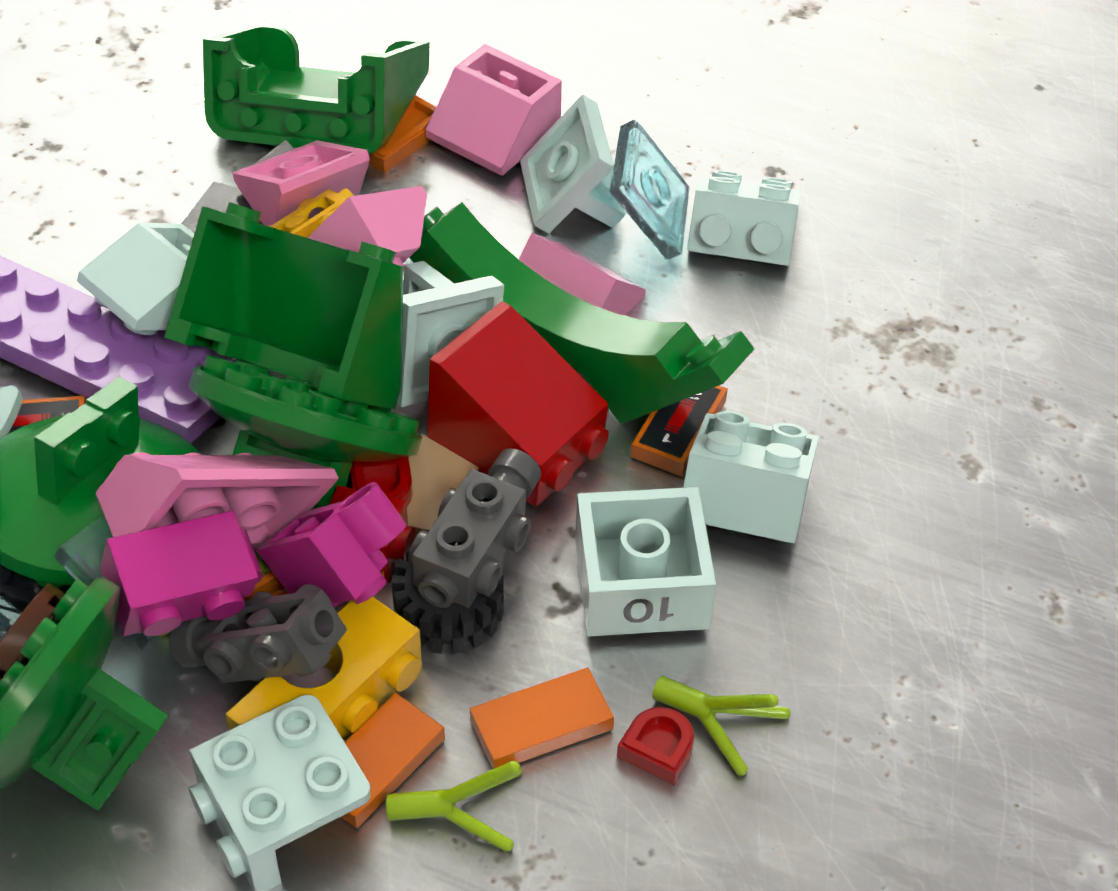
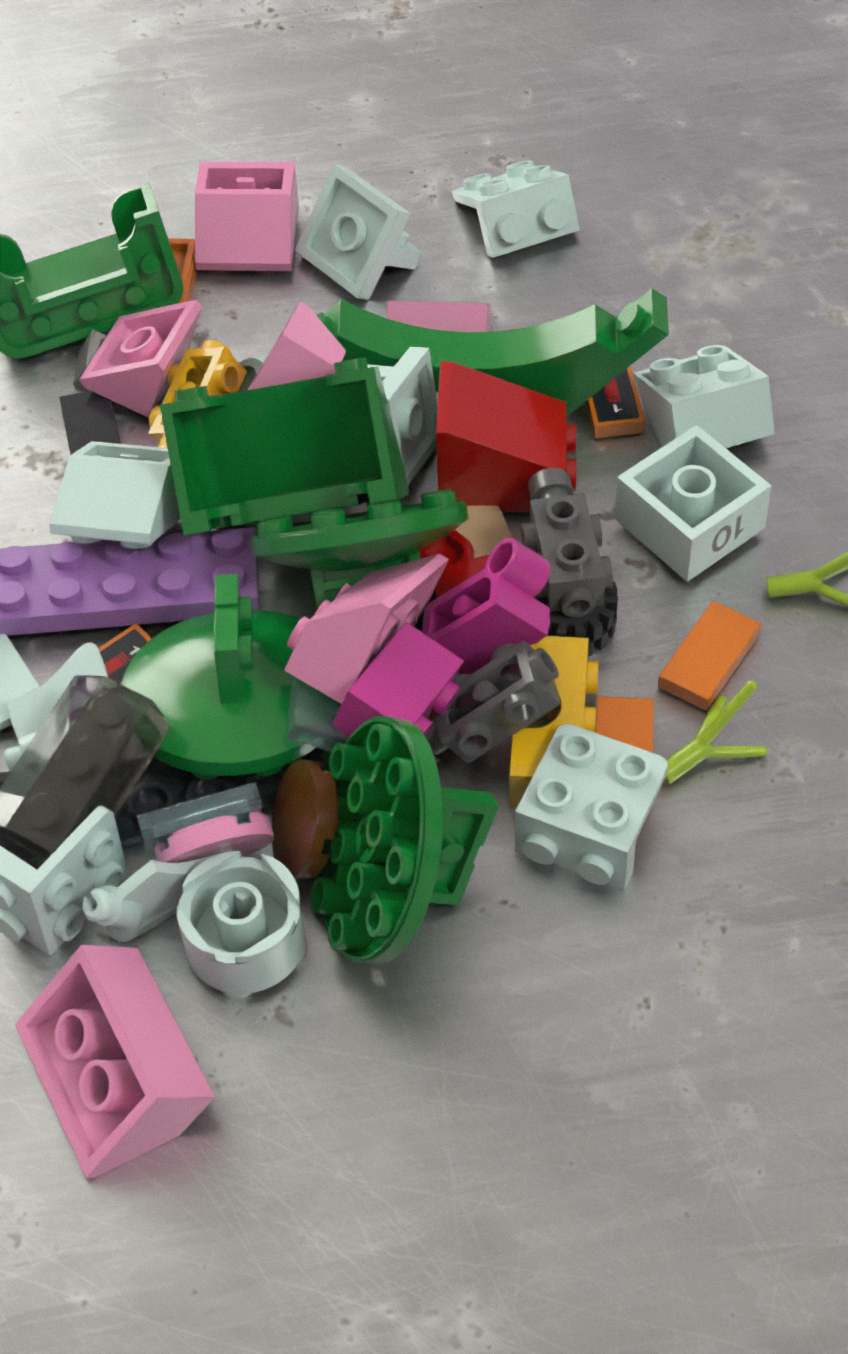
camera: 30 degrees left, 5 degrees up
(650, 189) = (438, 219): clear light blue tile -> none
(658, 743) = (802, 624): red tile -> none

